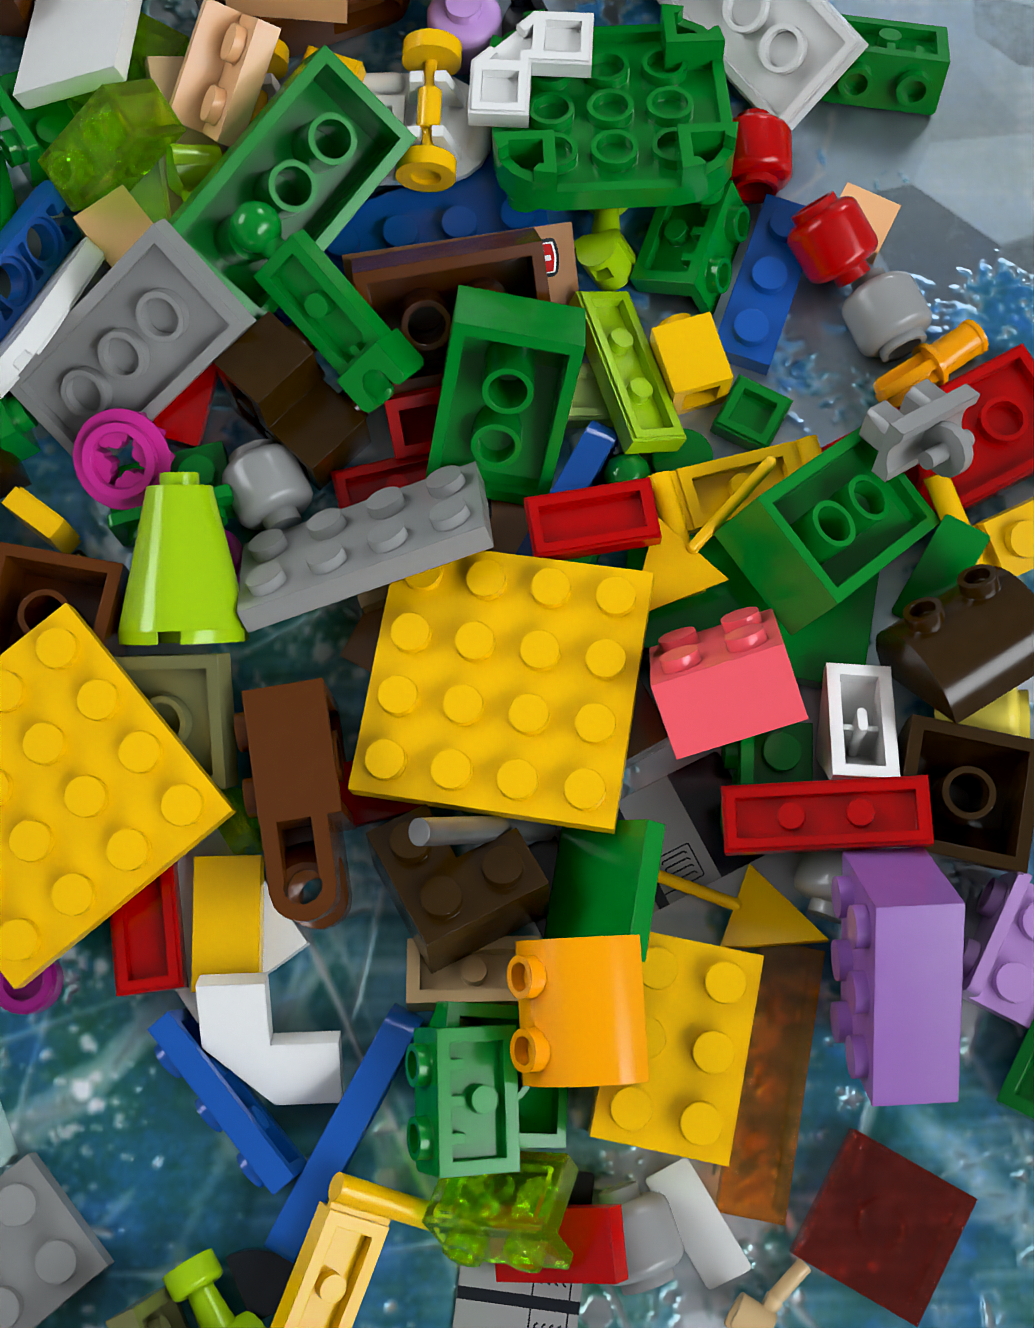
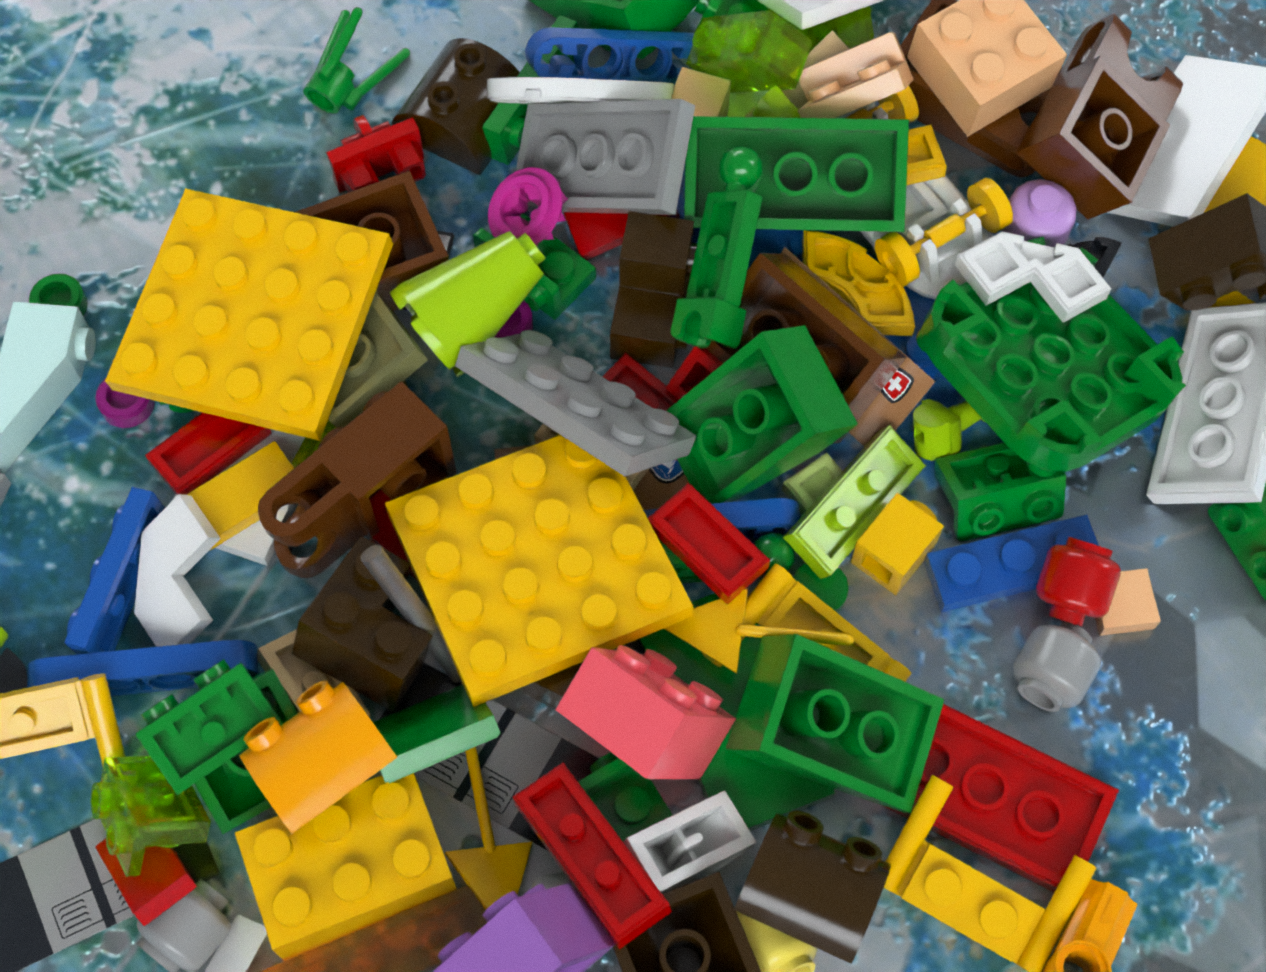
camera: 55 degrees right, 10 degrees down
(41, 520) = (452, 195): yellow tile -> none
(267, 486) = (581, 317): light grey head -> none
(418, 217) = (859, 281): none -> yellow tile
(750, 415) = (896, 618): green tile -> none
(761, 155) = (1111, 486): red head -> none
(922, 431) = (964, 747): light grey hips -> none
(932, 362) = (1041, 728): light orange axle -> none
(946, 556) = (894, 833): green sticker -> none

